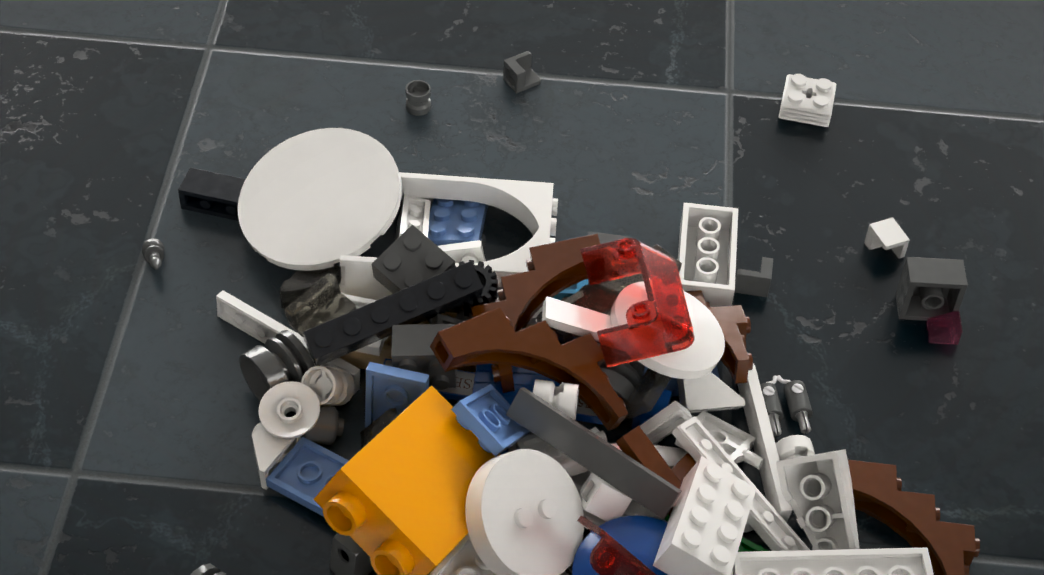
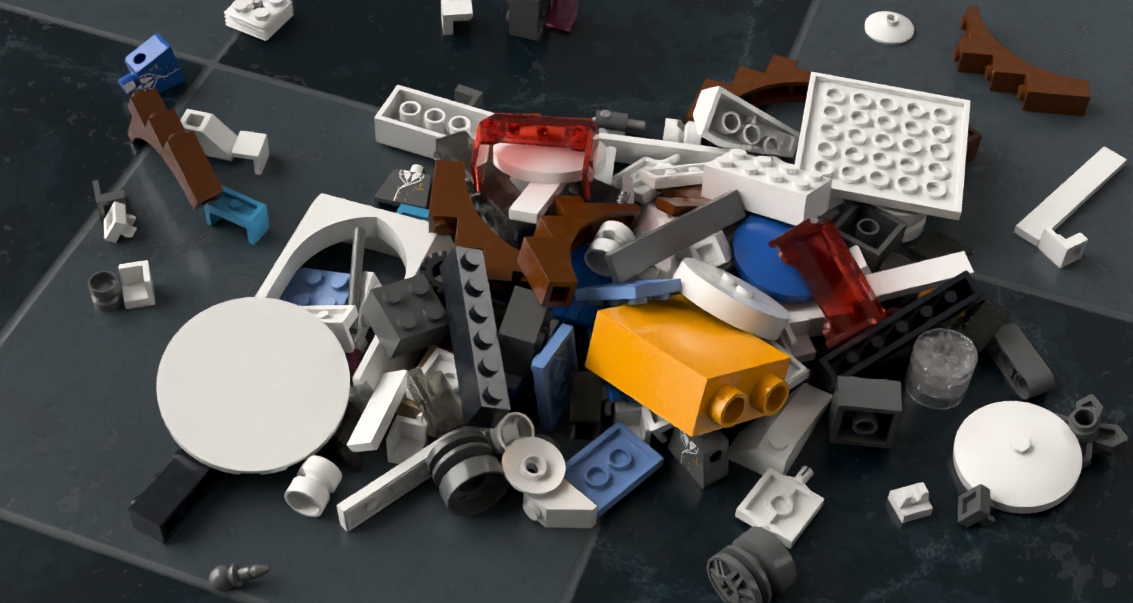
camera: 75 degrees left, 0 degrees up
(242, 274) = (312, 486): none -> white wheel
(297, 286) = (379, 412): none -> white tile
(432, 118) = (137, 284): none -> white panel
(479, 233) = (356, 273): none -> dark grey bar
(496, 82) = (118, 223): none -> white tile
(534, 151) = (241, 211): none -> dark azure panel
(557, 78) = (177, 148): none -> reddish brown arch
(617, 141) = (254, 147): none -> white panel
(620, 106) = (211, 133): none -> white slope
(686, 49) = (152, 67): none -> blue torso

